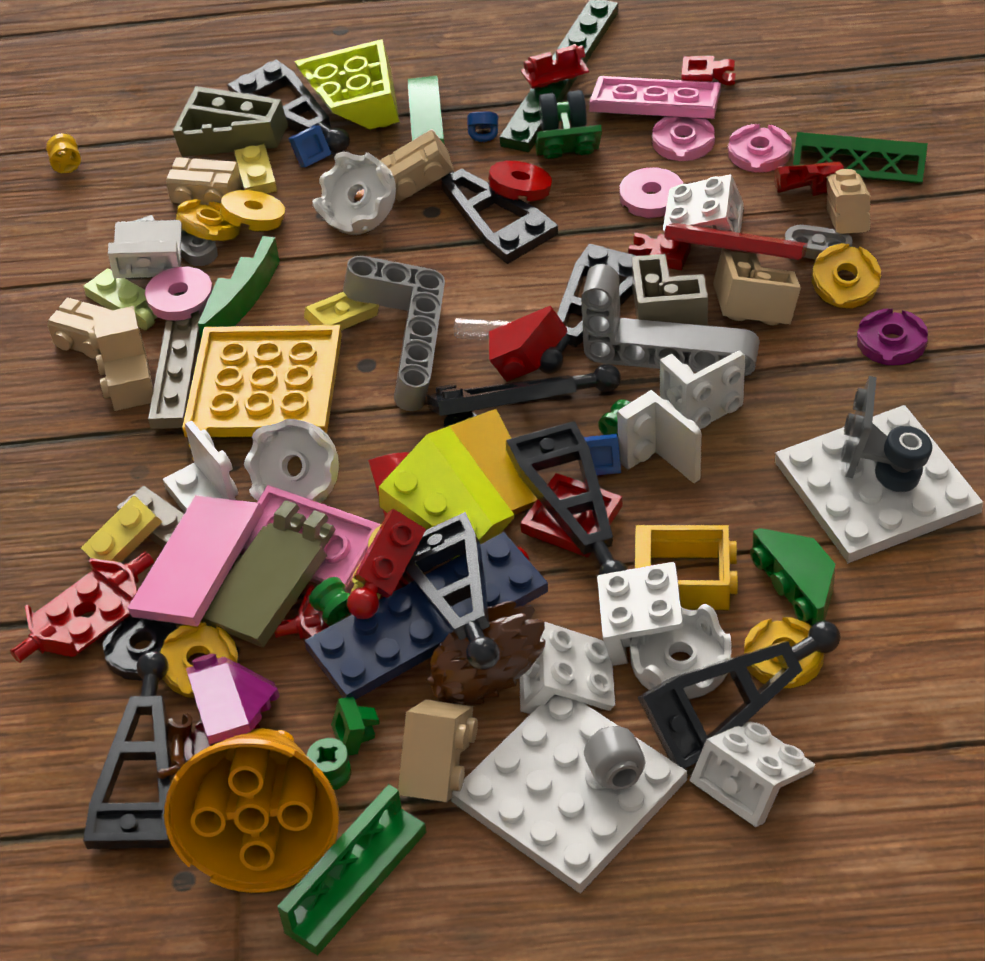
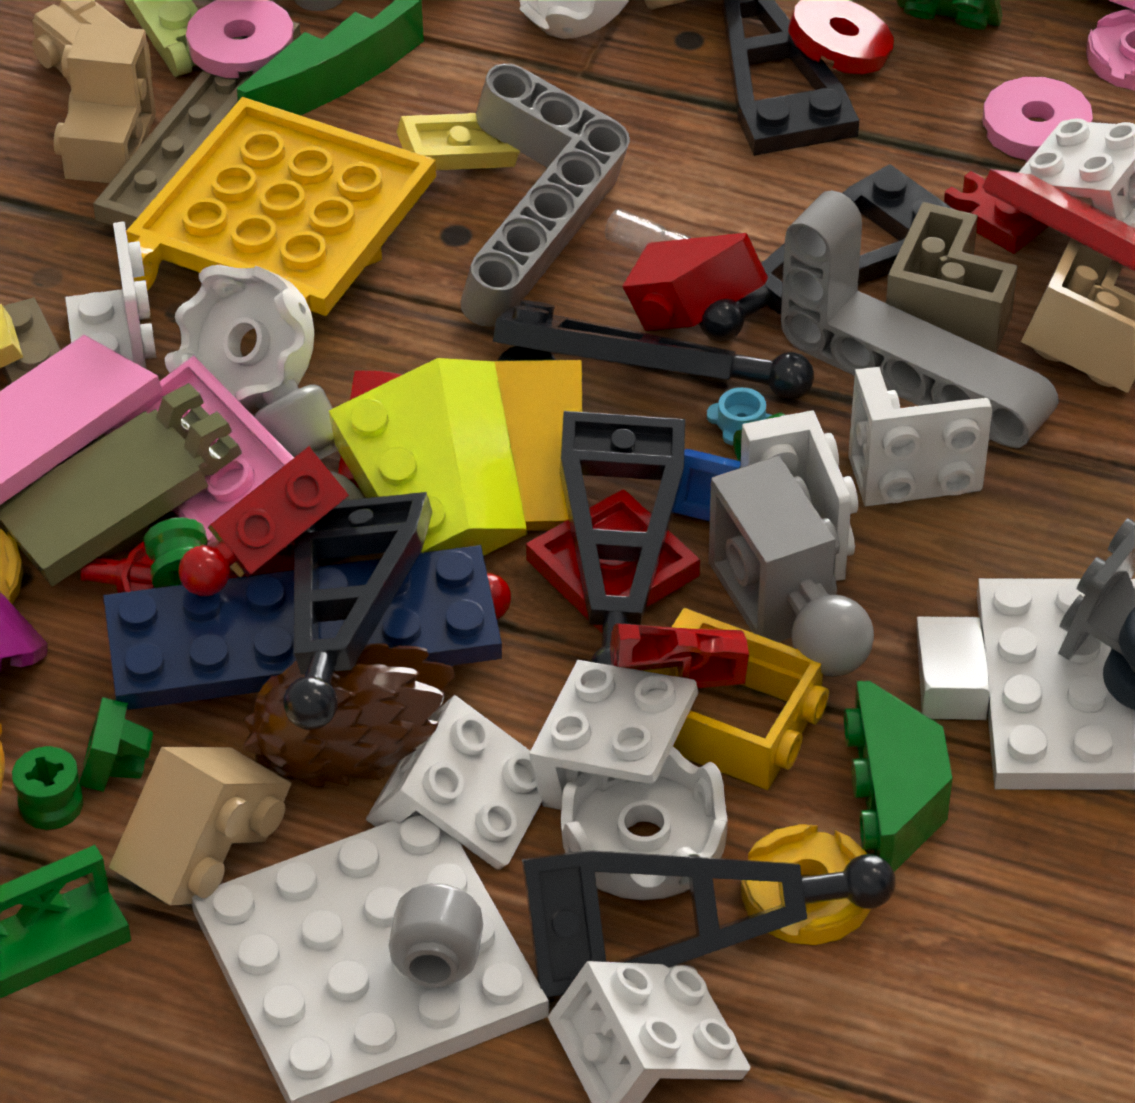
camera: 20 degrees right, 0 degrees up
(352, 497) = (298, 418): none -> light grey head
(591, 409) = (737, 408): none -> medium azure plate
(661, 548) = (703, 655): none -> red slope
(671, 482) = (780, 566): none -> light grey brick
(789, 505) = (952, 668): none -> white slope

